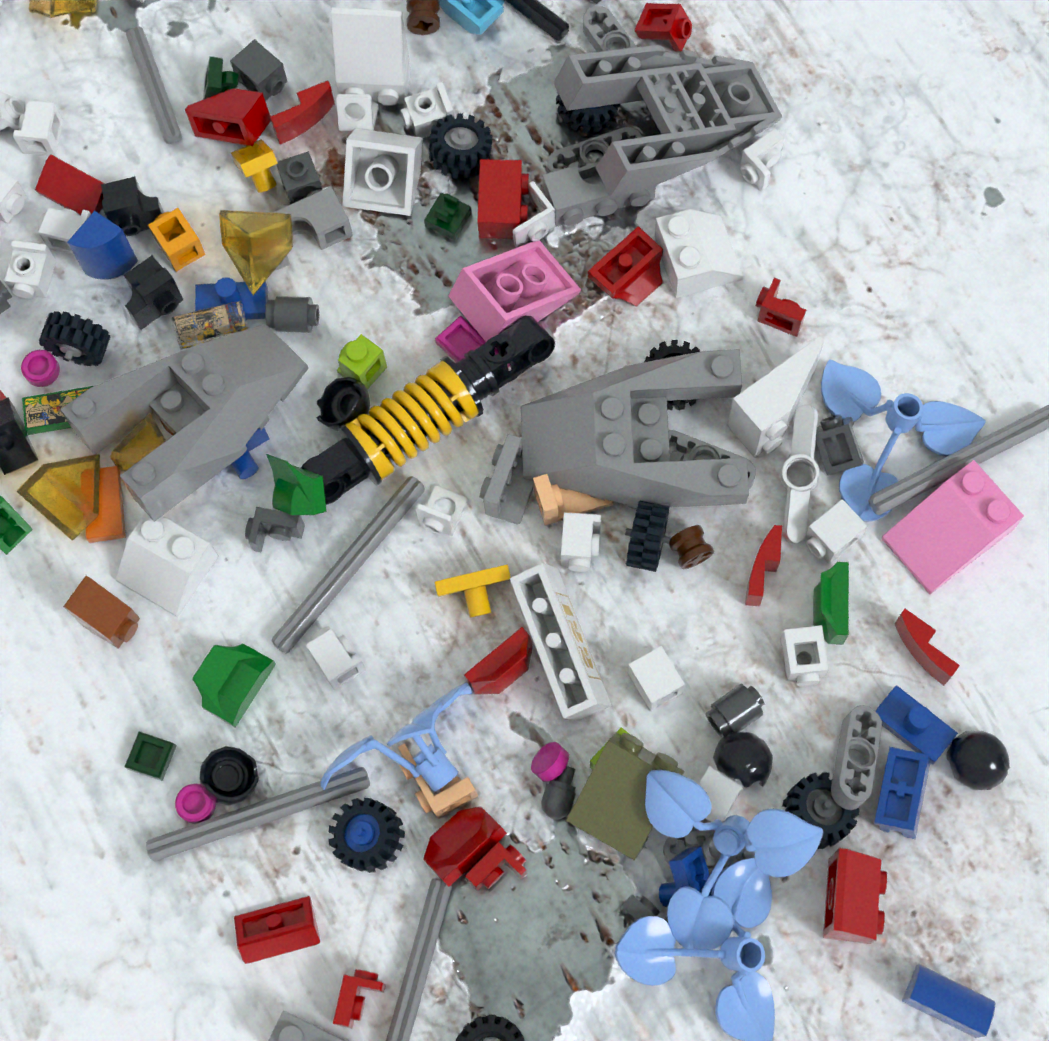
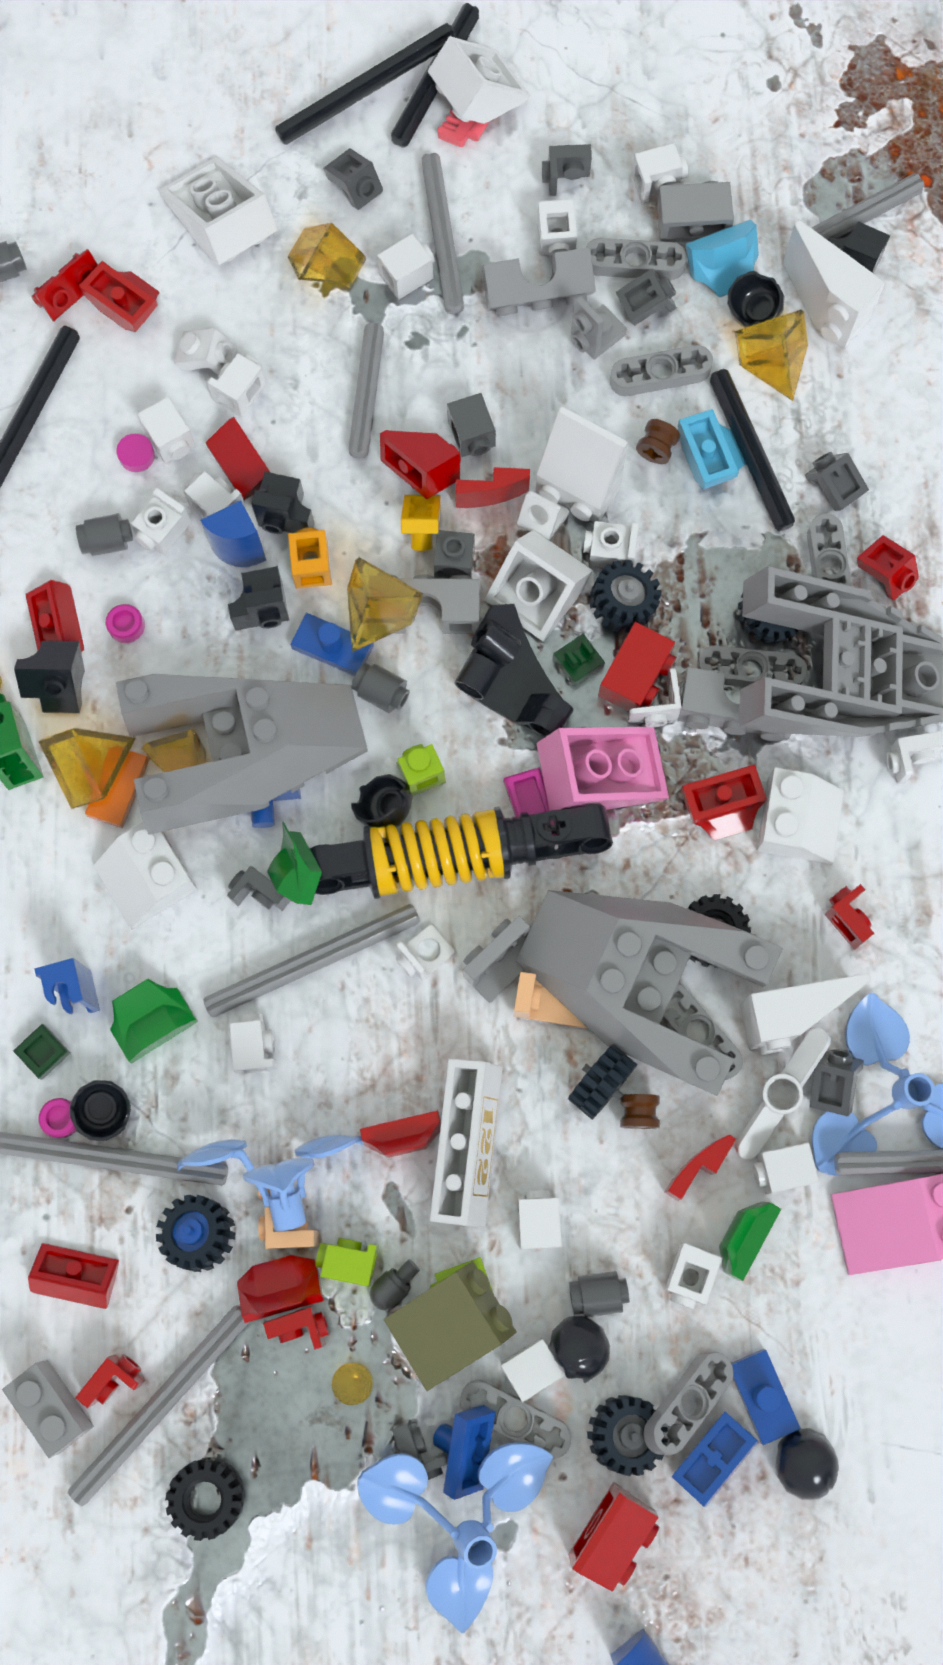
camera: 25 degrees right, 5 degrees up
(44, 412) = (108, 667): tile -> none
(74, 338) = (166, 614): black wheel -> none
(102, 612) = (61, 896): dark orange slope -> none
(144, 680) = (71, 981): none -> blue hinge
(209, 324) = (298, 661): clear tile -> none
(216, 80) = (427, 417): dark green tile -> none
(395, 257) = (508, 676): none -> black panel
(474, 587) = (415, 1044): yellow tile -> none
(510, 792) = (347, 1261): none -> lime brick
(550, 761) = (399, 1252): dark pink tile -> none
(567, 892) = (352, 1383): none -> clear yellow tile
(579, 541) = (536, 1051): white brick -> none
(776, 836) = (561, 1462): light blue plant -> none
(916, 636) = (810, 1317): red slope -> none

